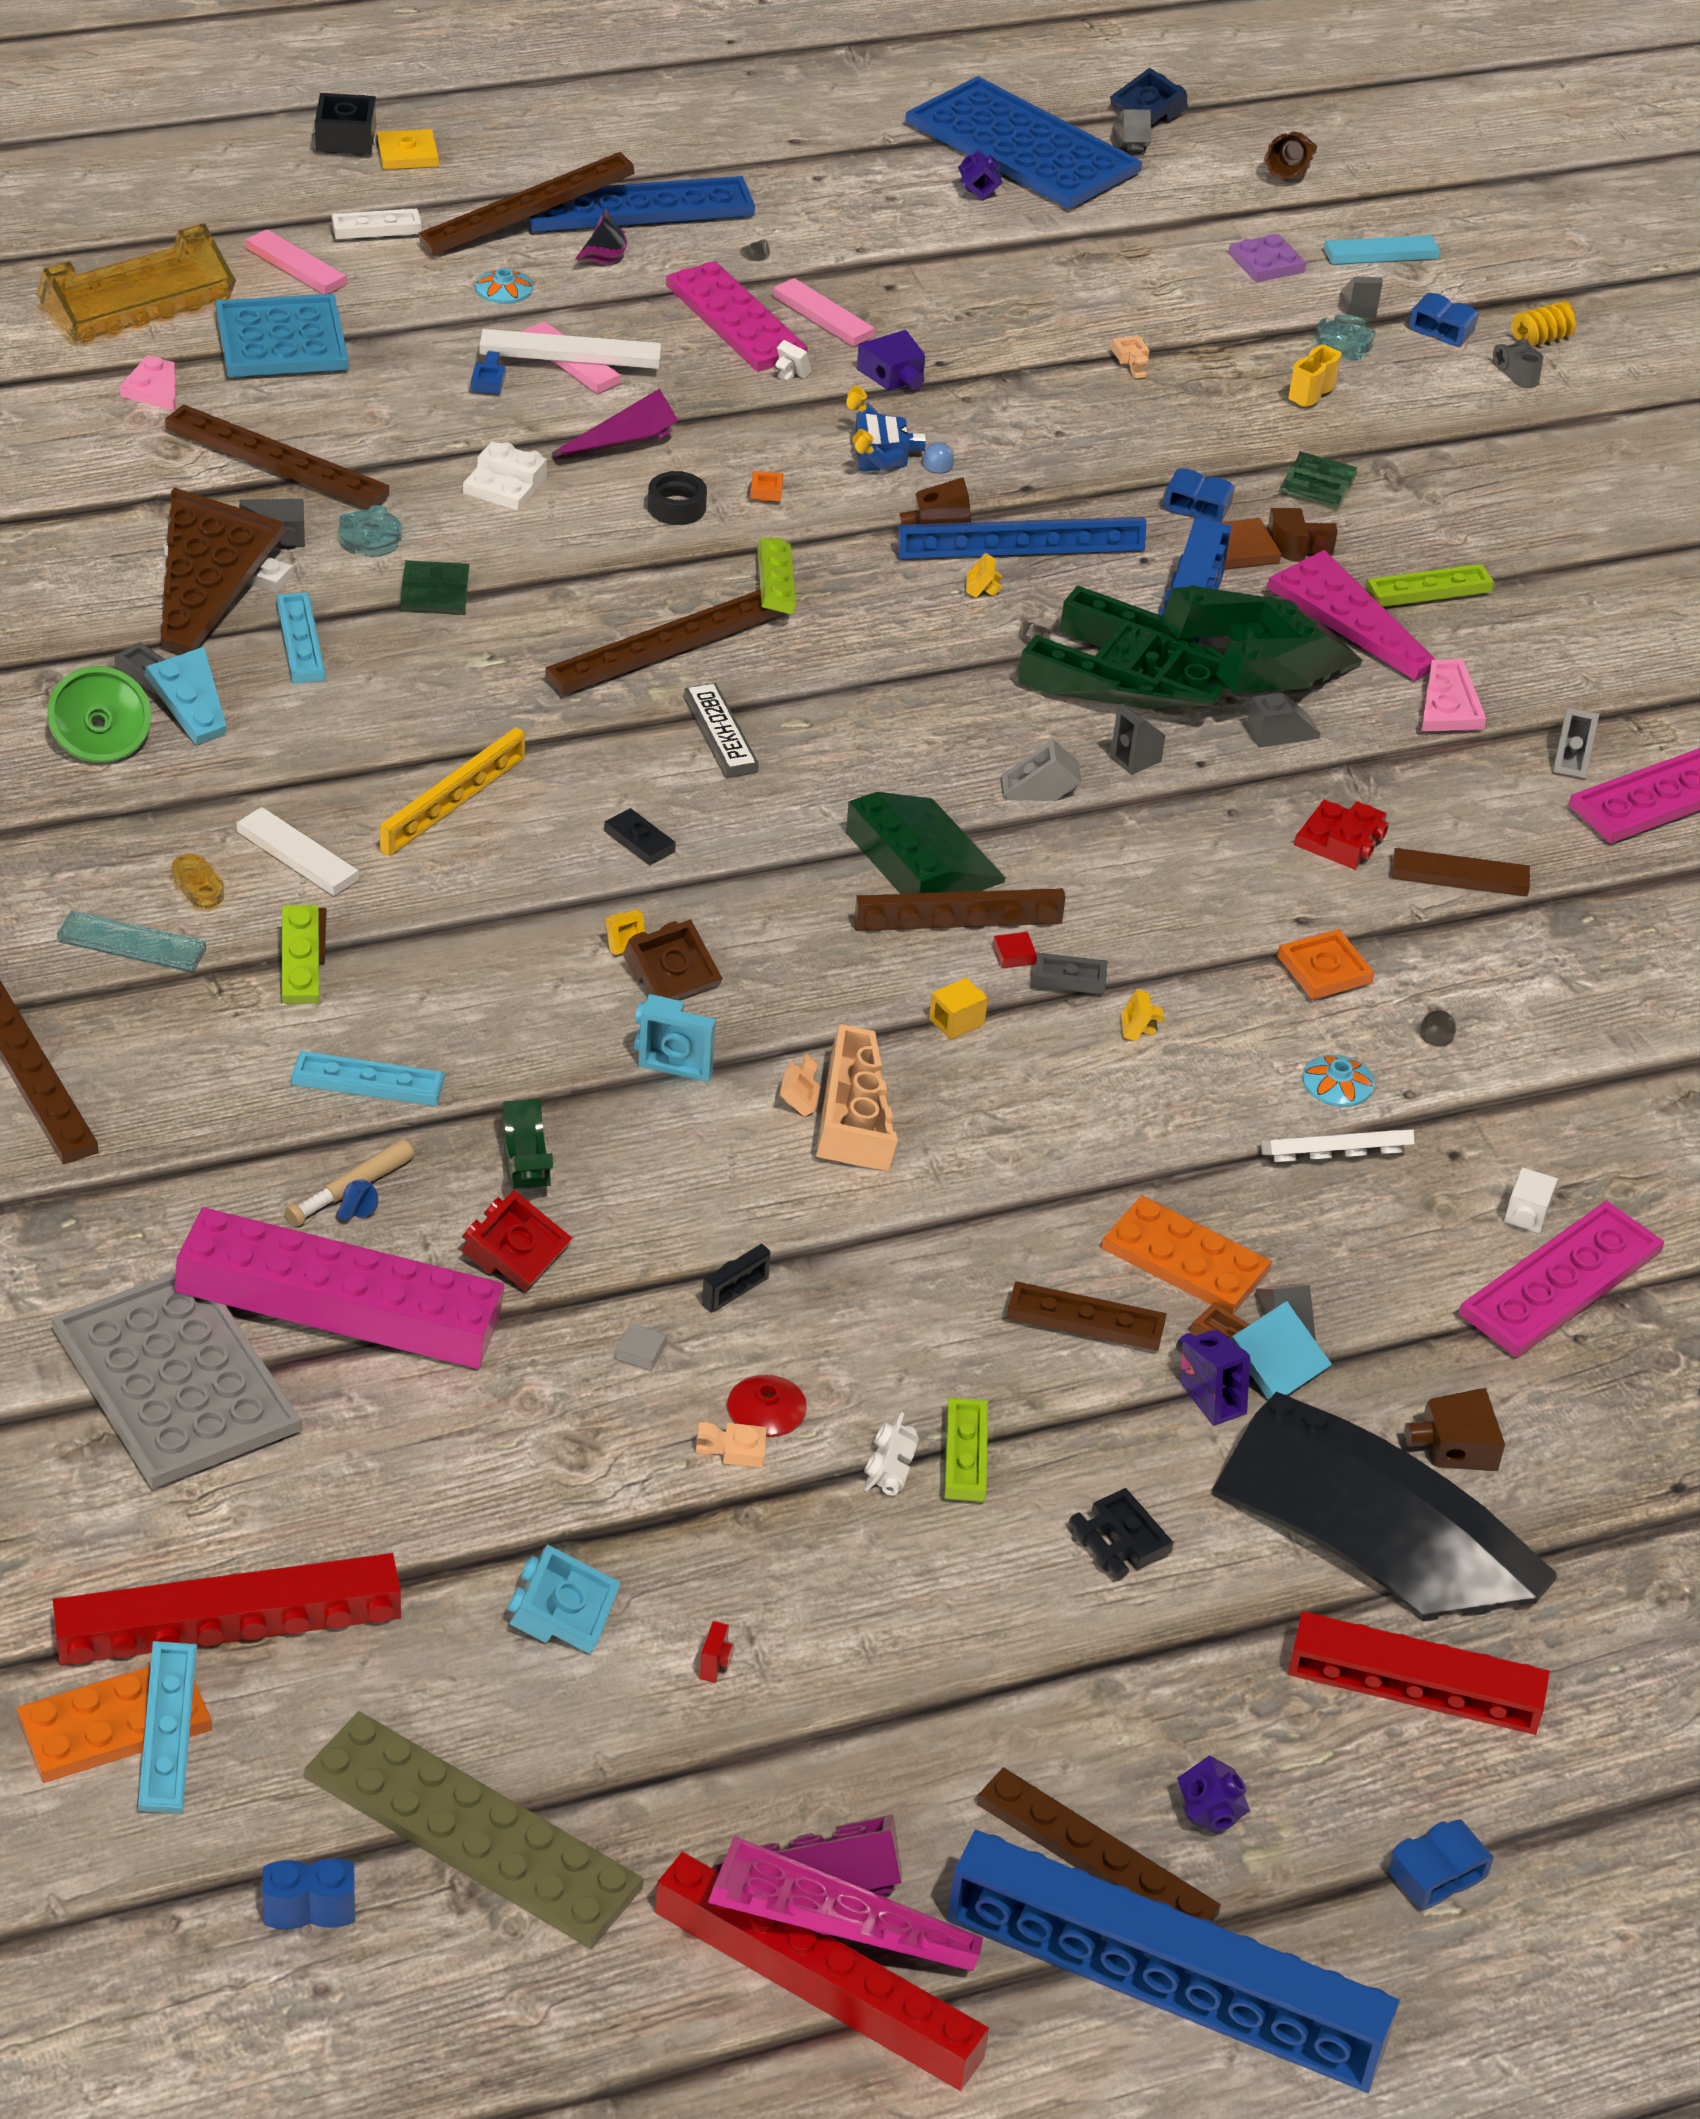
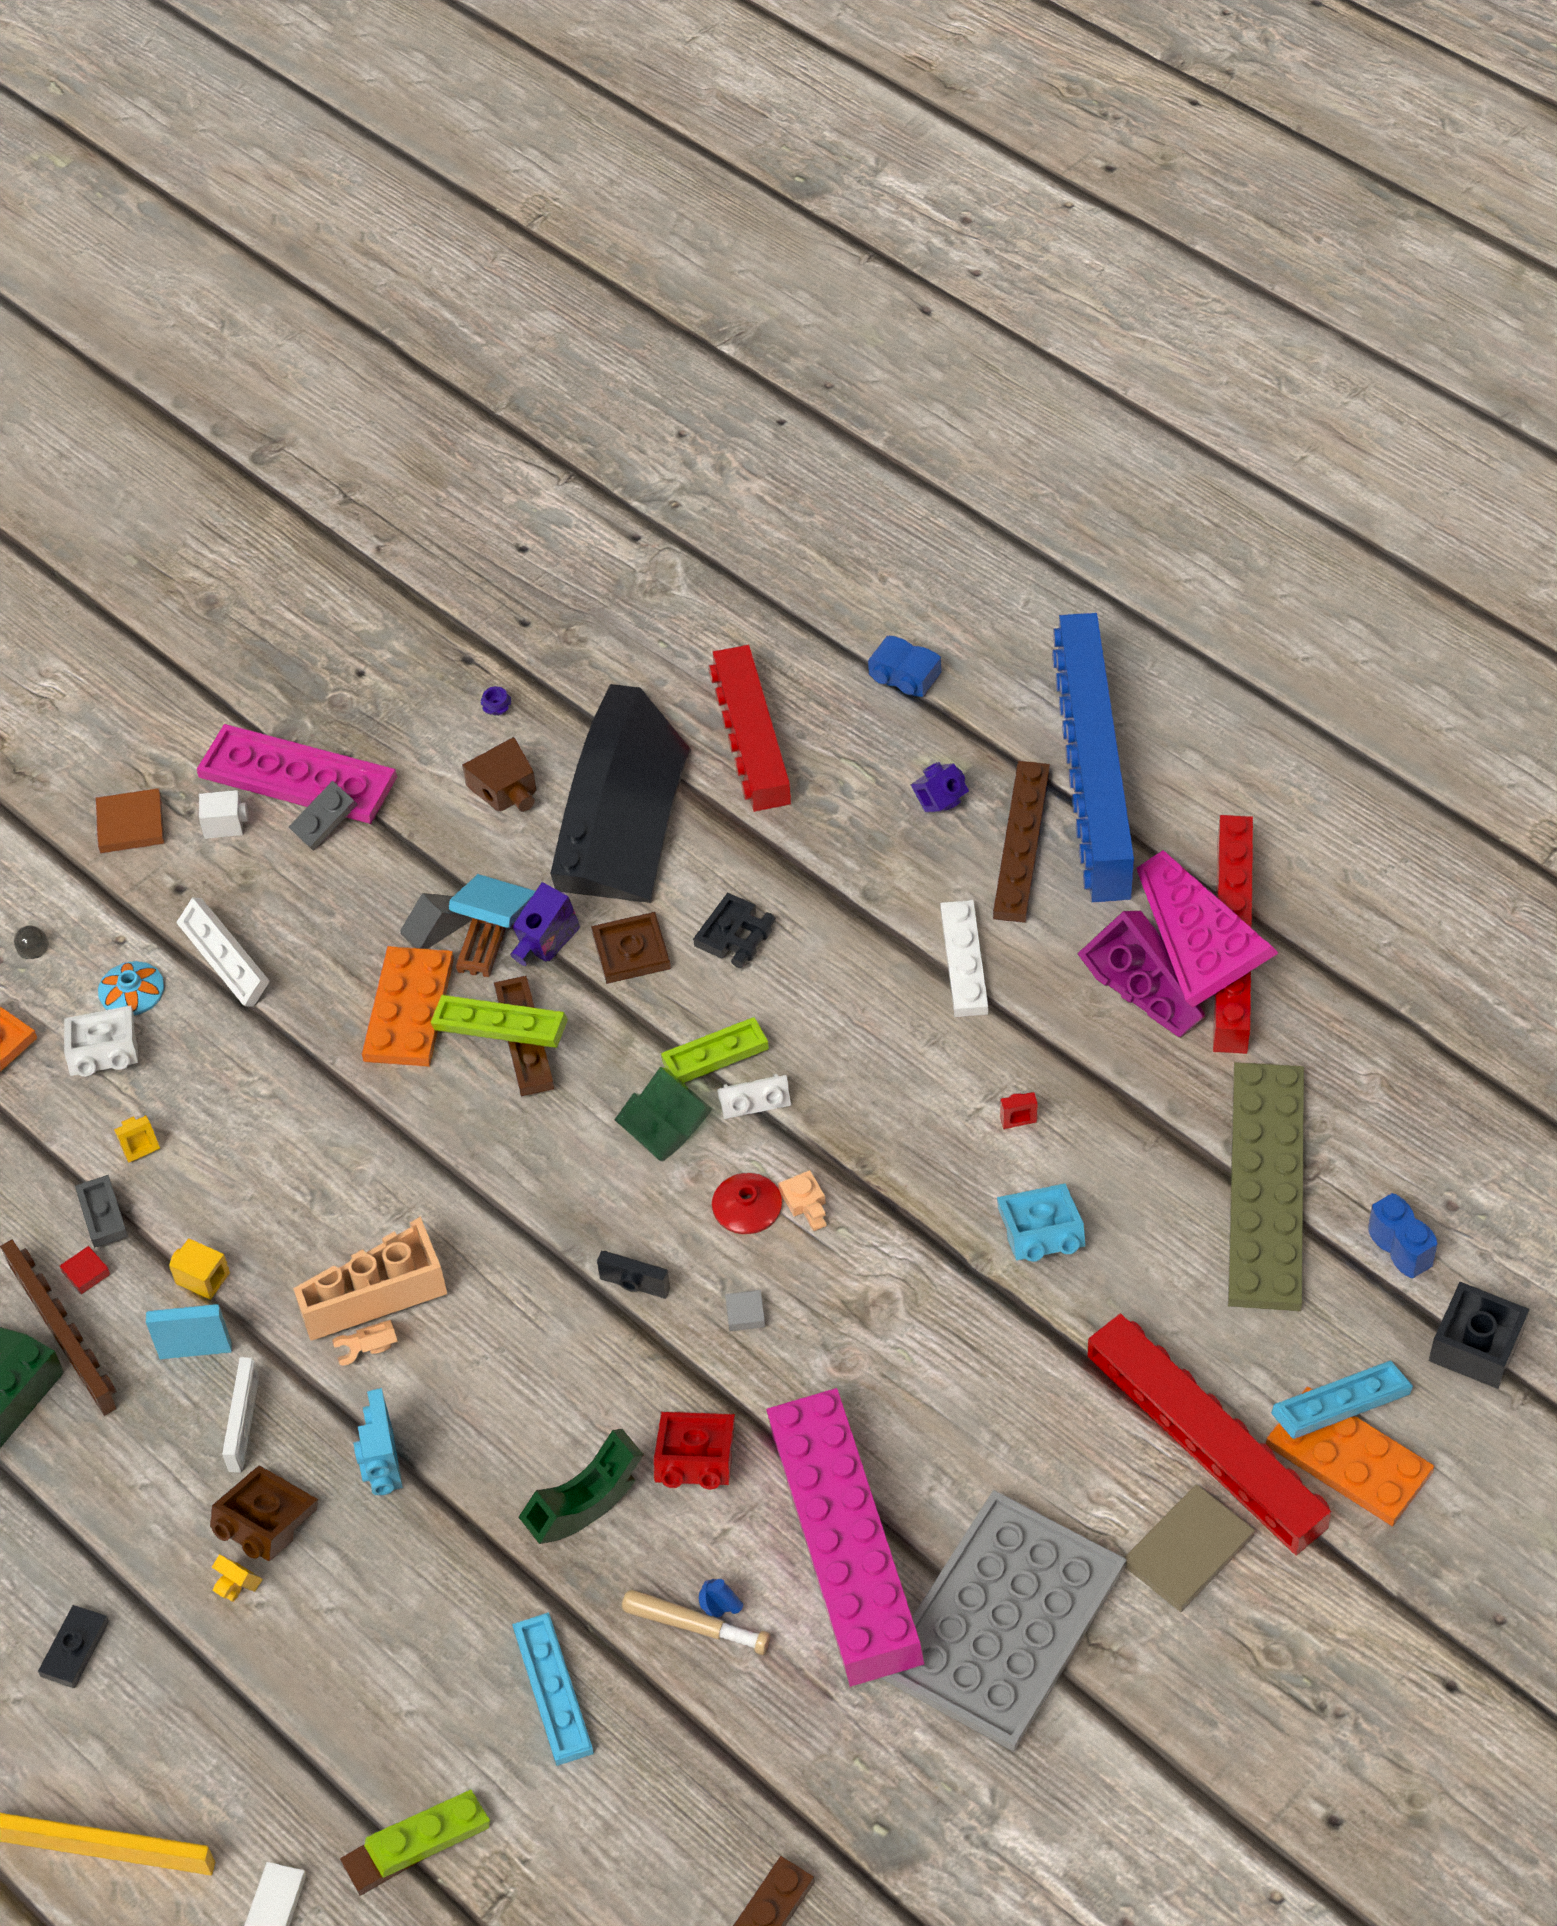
camera: 110 degrees left, 10 degrees up
(129, 1539) = (1188, 1547): none -> dark tan tile
(138, 1881) = (1478, 1335): none -> black brick
(782, 983) = (241, 1415): none -> white tile
(883, 967) = (188, 1331): none -> medium azure tile
(913, 1377) = (663, 1114): none -> clear green slope
(958, 1716) = (964, 958): none -> white plate
(1102, 1286) = (499, 1021): none -> lime plate
(1155, 1448) = (631, 947): none -> reddish brown tile
(1273, 1026) = (100, 1041): none -> white plate
(1481, 1268) = (323, 815): none -> dark grey plate
(1567, 1142) = (129, 820): none -> dark orange tile
(1588, 1474) = (495, 701): none -> dark purple plate

